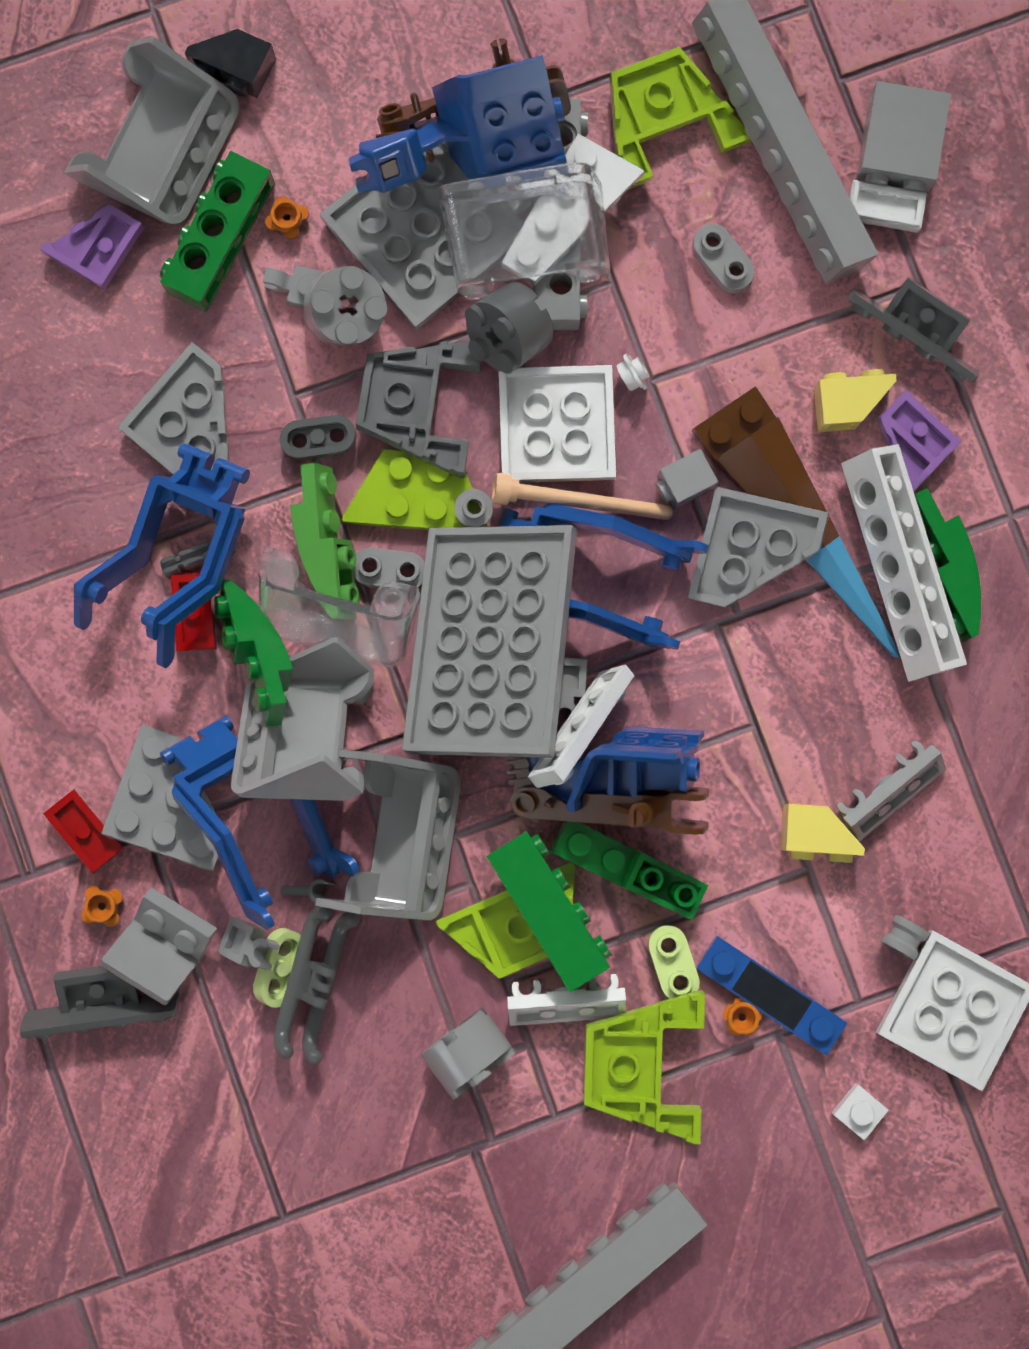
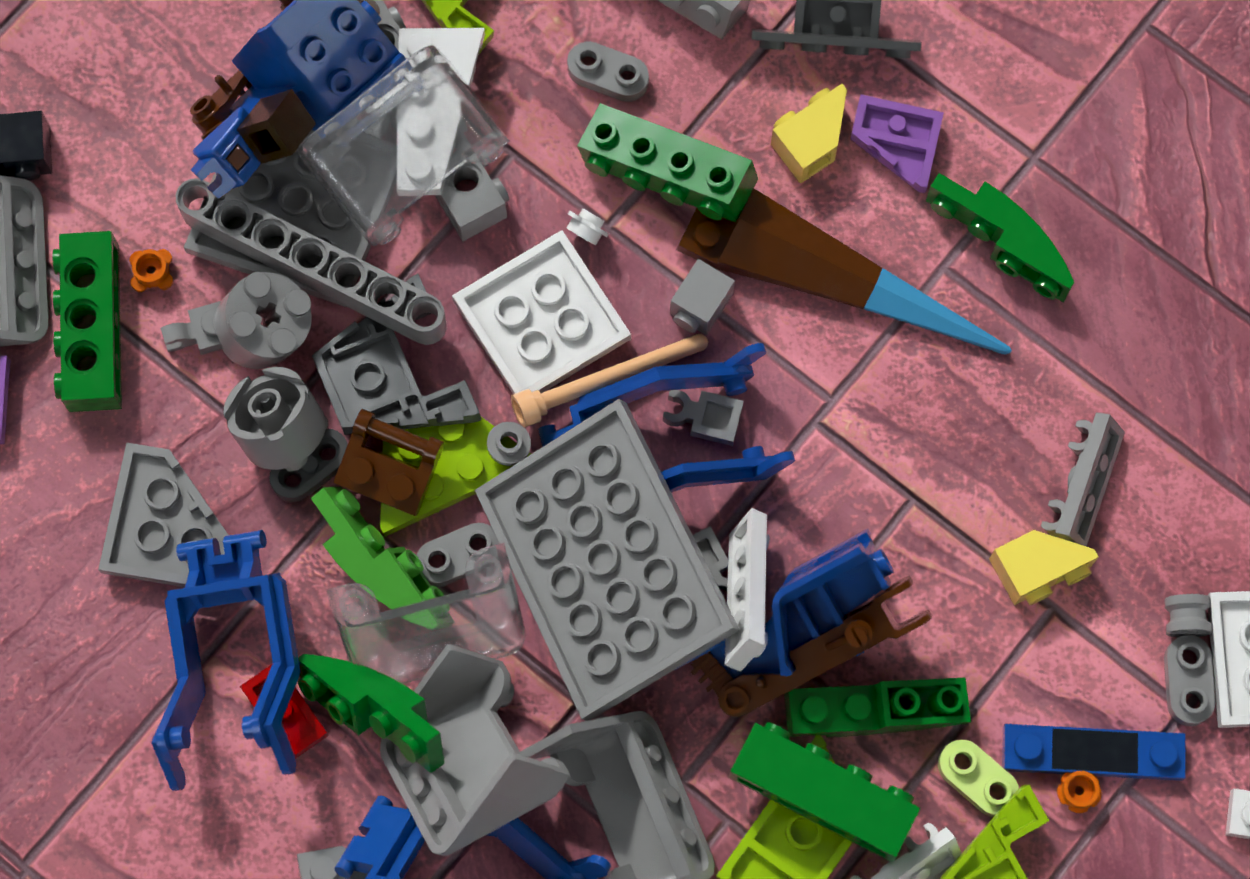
camera: 30 degrees left, 10 degrees down
(187, 560) = (247, 661): dark grey axle -> none
(309, 389) = (275, 419): none -> light grey brick
(365, 478) = (385, 476): none -> reddish brown plate
(409, 299) = (322, 278): none -> light grey beam
(433, 160) = (276, 126): none -> dark brown brick
(508, 327) = (440, 248): dark grey brick -> none
(639, 576) = (712, 417): none -> light grey plate
(722, 359) = (667, 163): none -> green brick
(752, 544) = (804, 322): light grey plate -> none
(872, 982) = (1189, 679): none -> light grey plate
(903, 562) = (960, 257): white brick -> none

